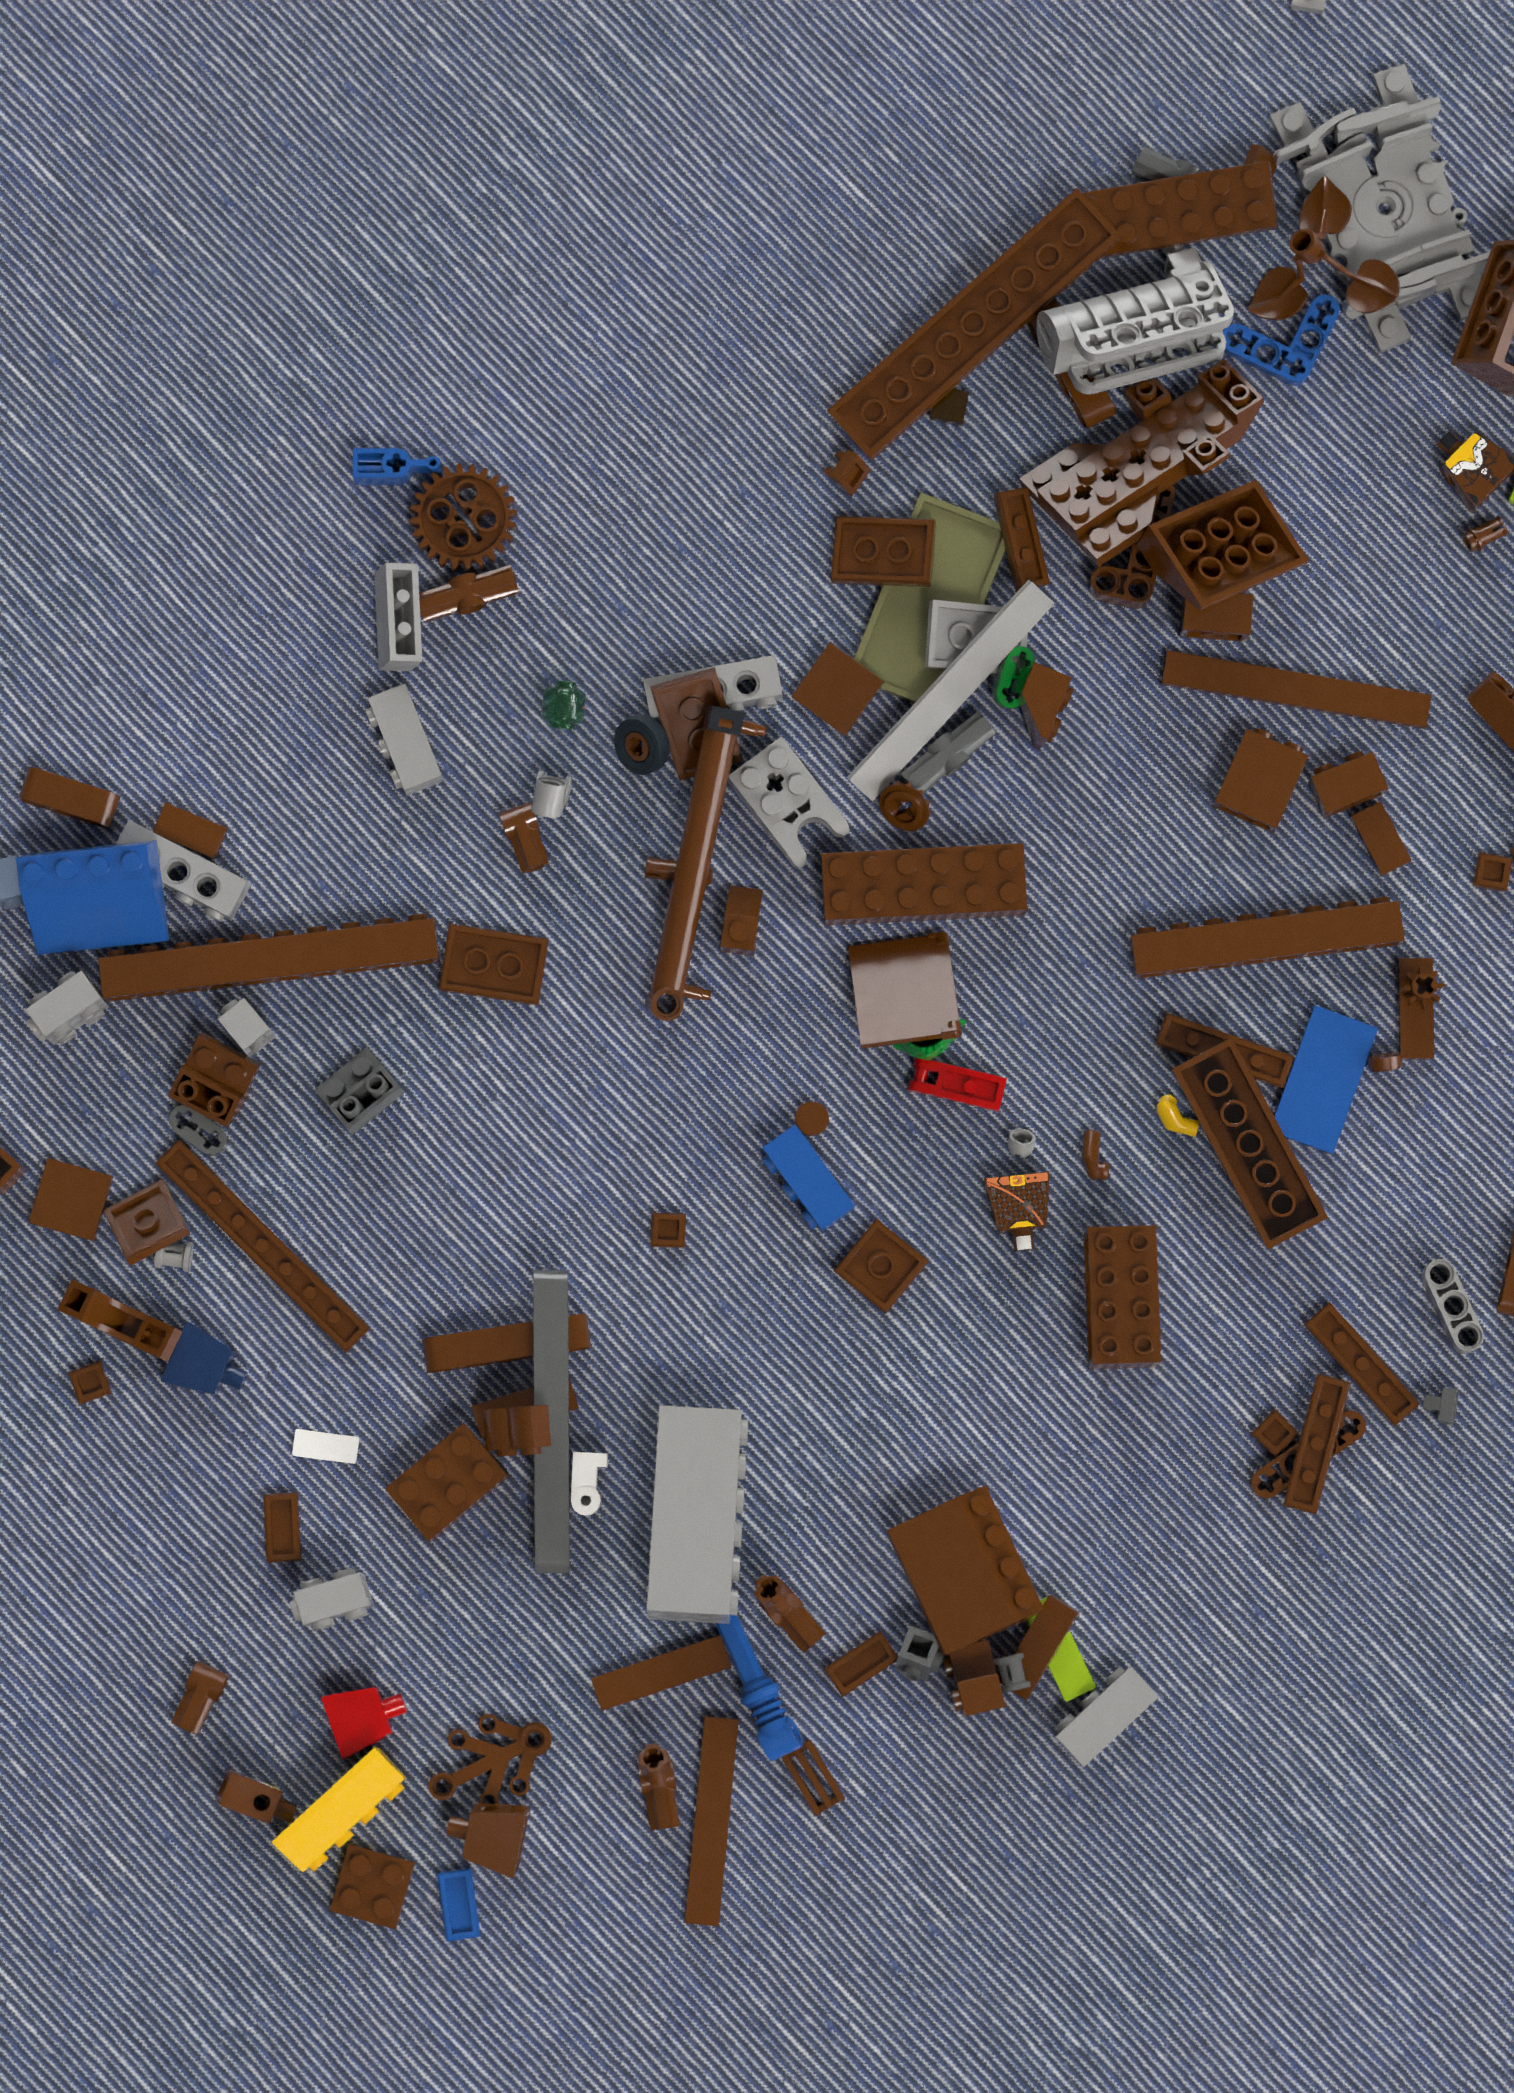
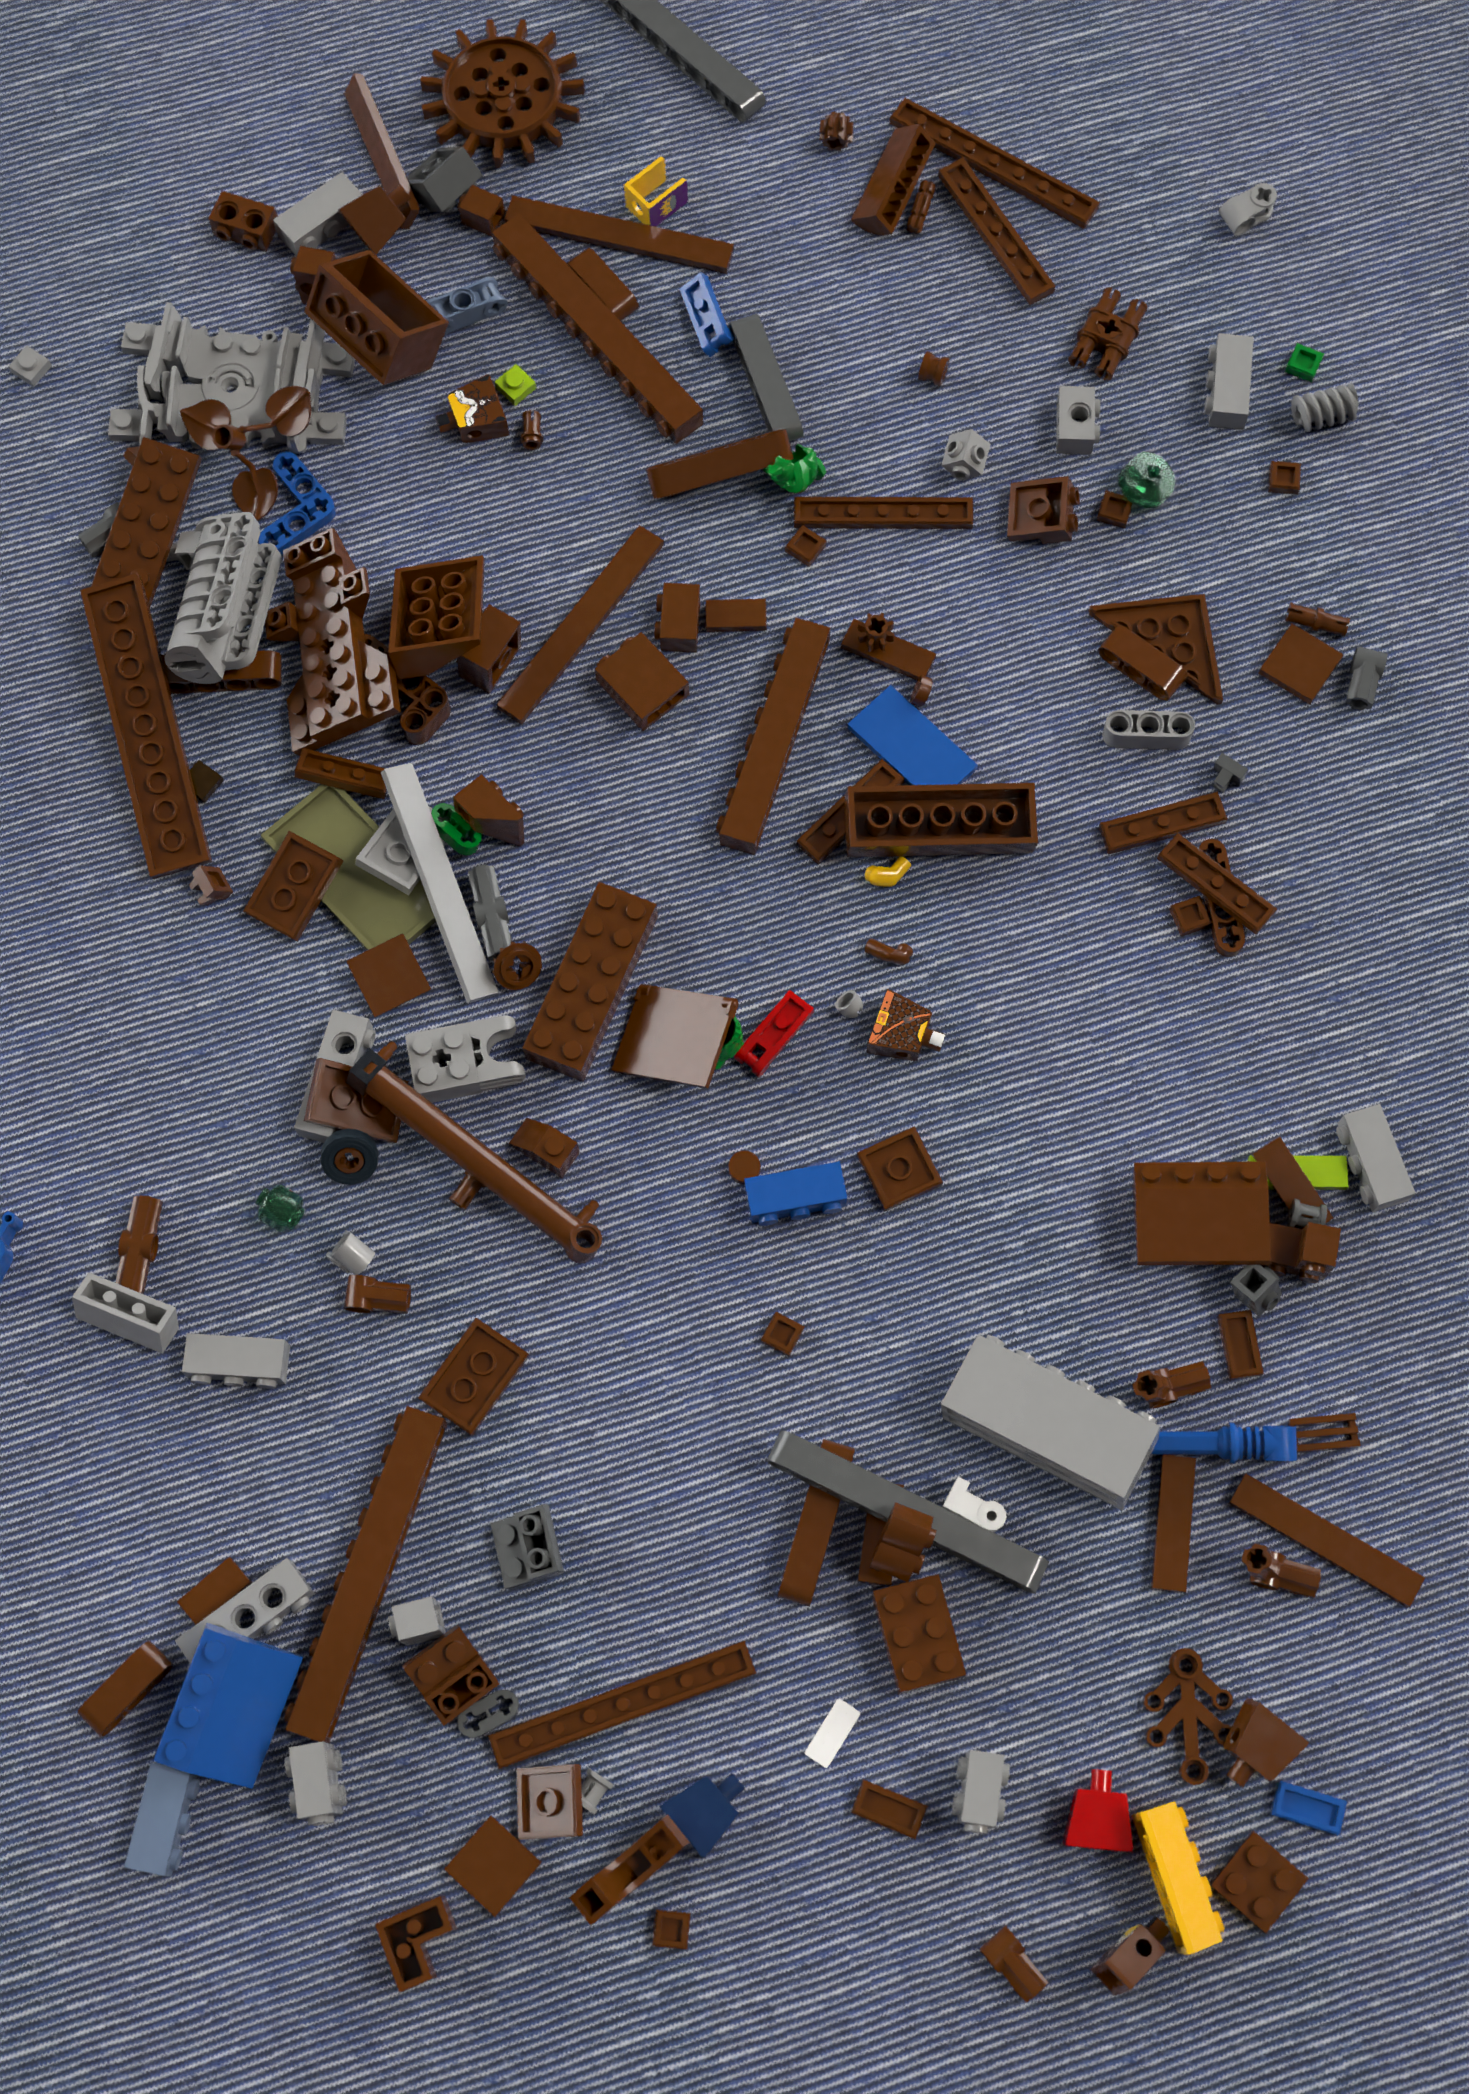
camera: 65 degrees left, 10 degrees down
(488, 501) = (72, 1245): reddish brown gear -> none
(1122, 1297) = (1023, 976): reddish brown hose -> none

